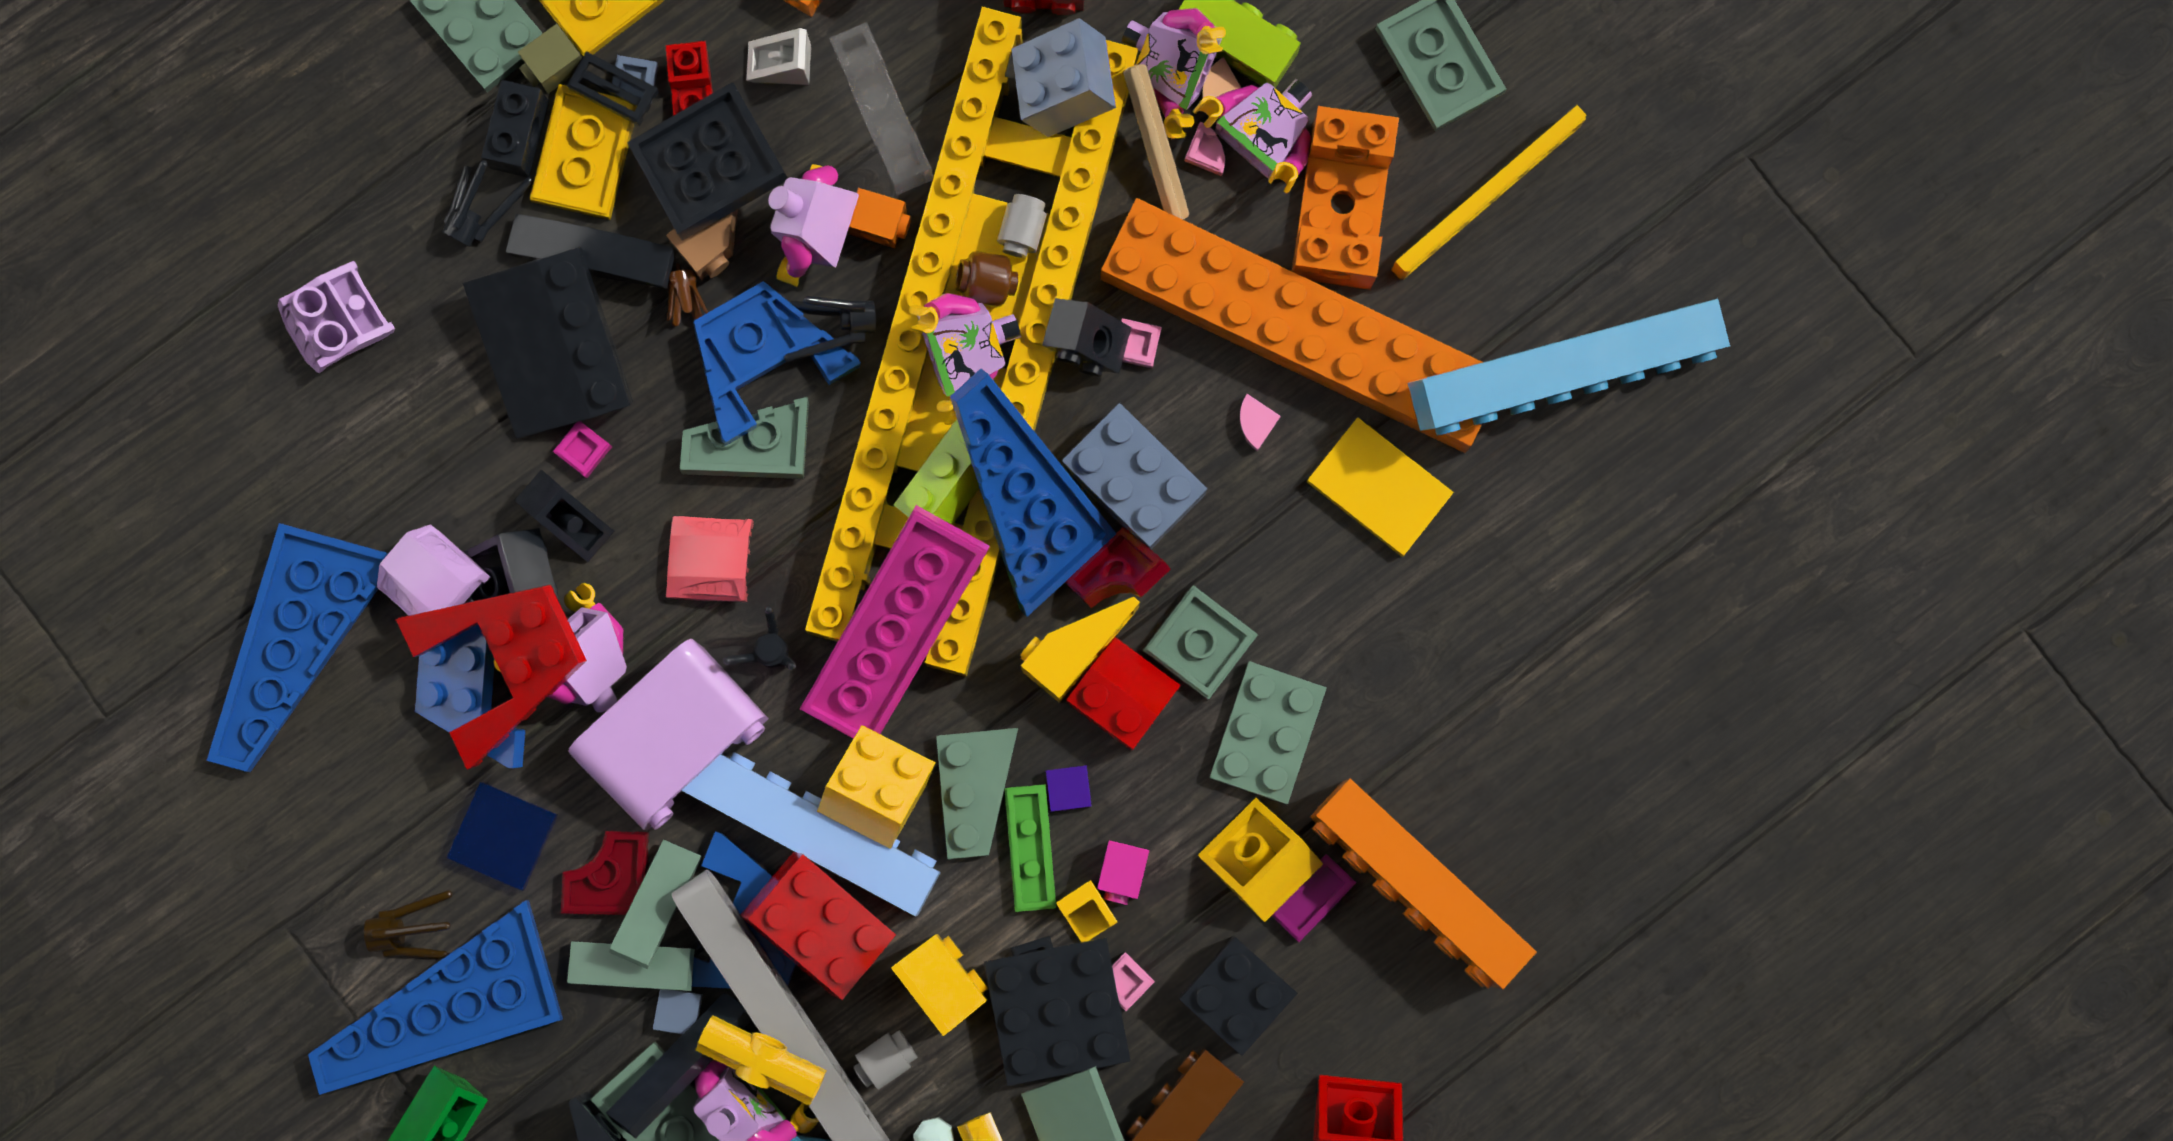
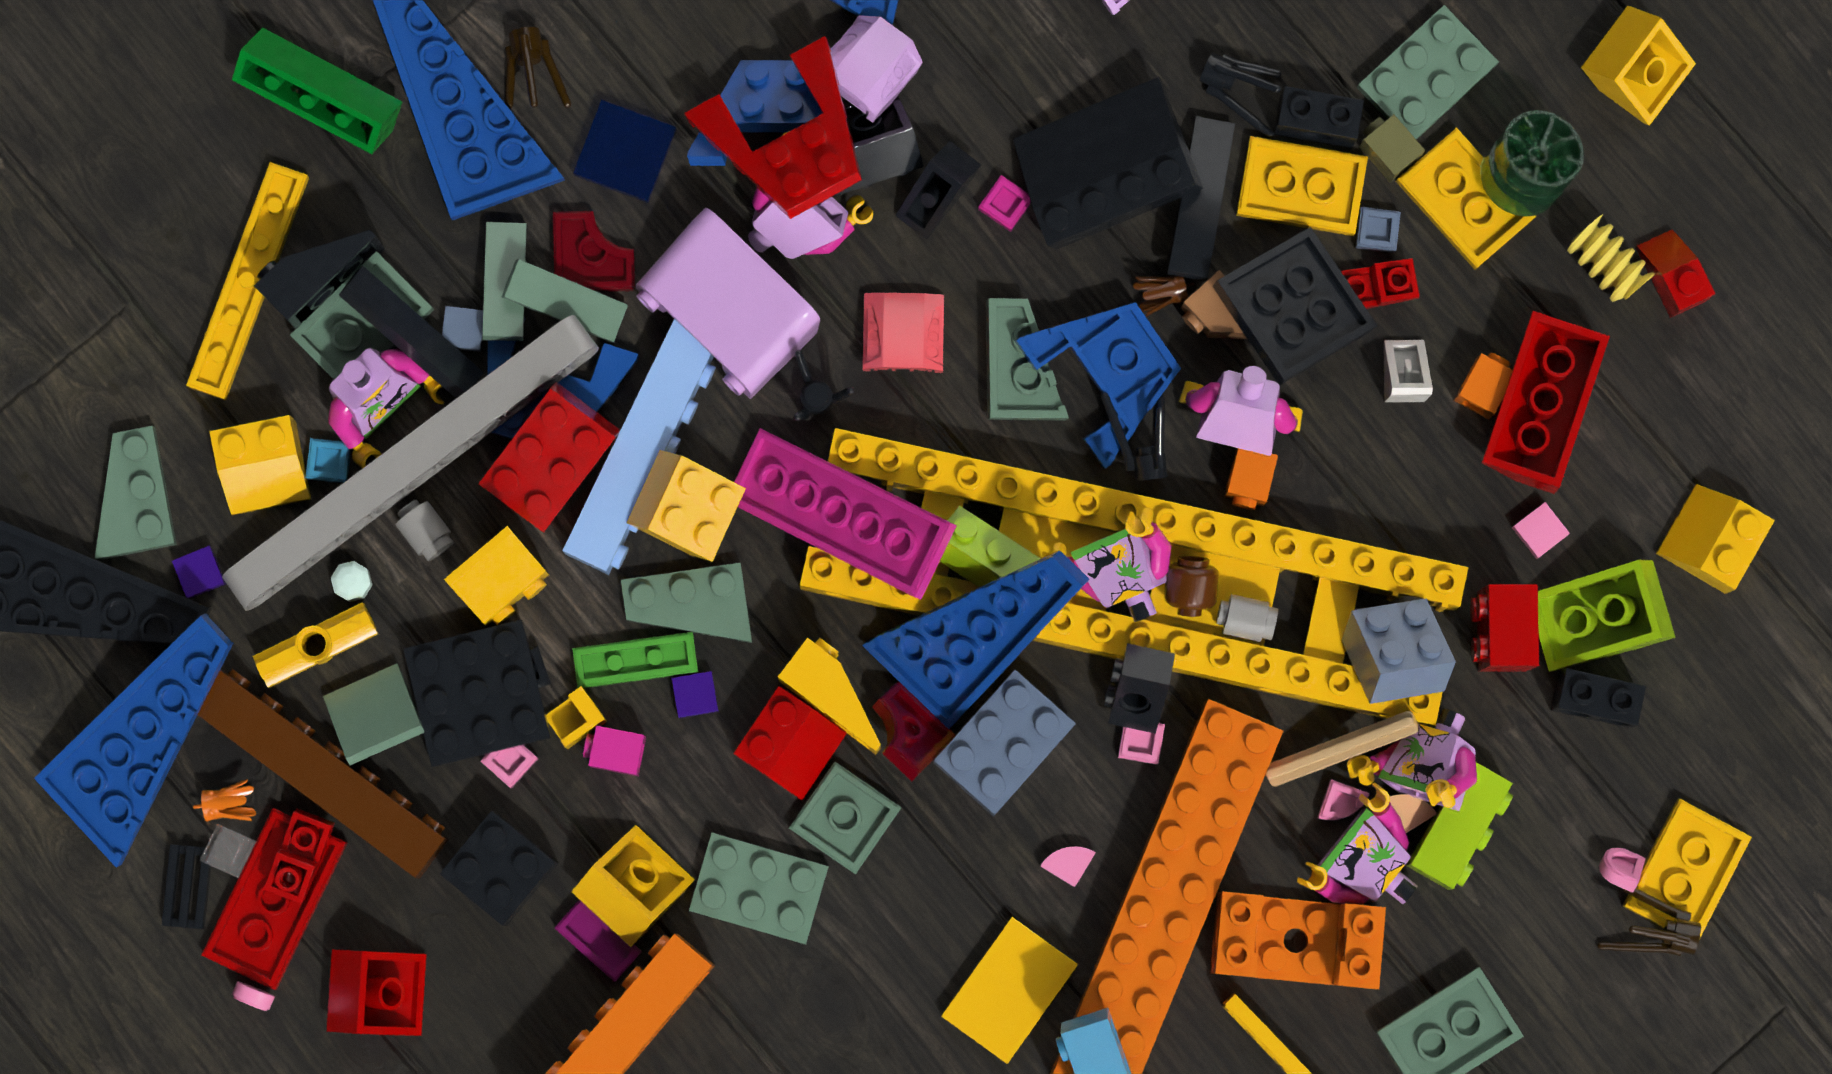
camera: 85 degrees right, 0 degrees up
(643, 105) = (1351, 239): black tile -> none
(761, 1060) = (417, 409): yellow piece -> none
(881, 108) = (1360, 474): clear arch -> none

